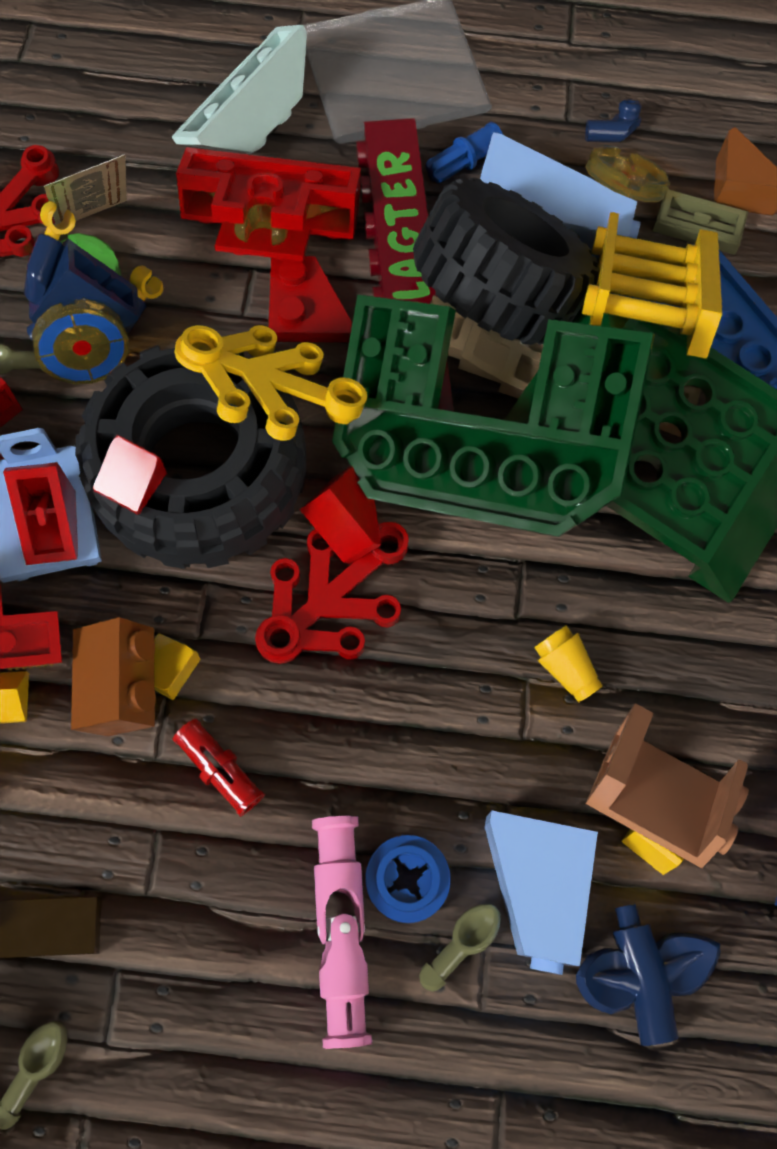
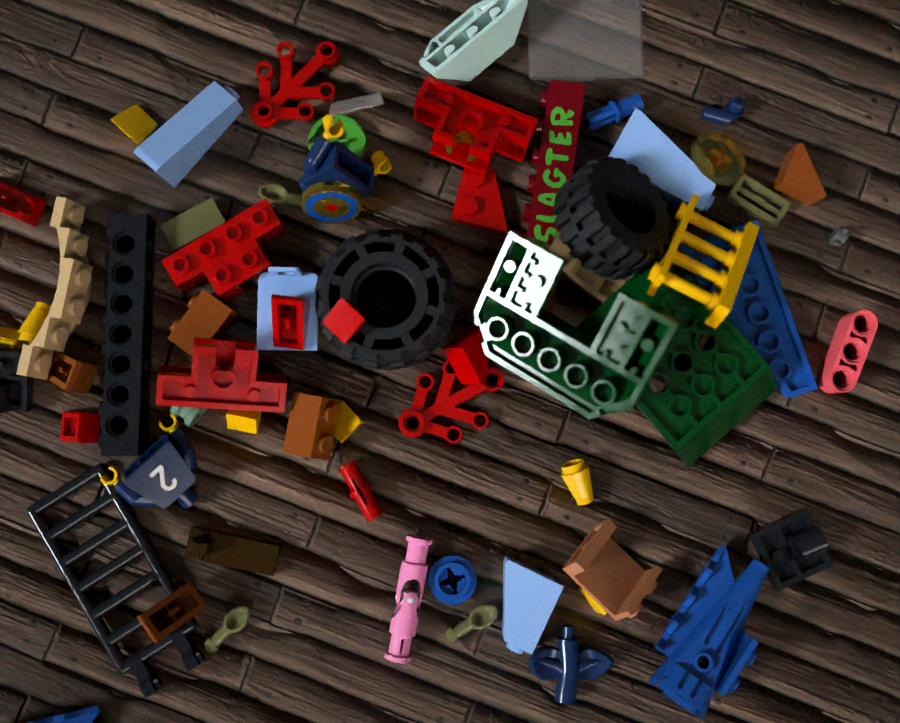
camera: 15 degrees right, 15 degrees up
(213, 356) = (438, 271): yellow plant -> none

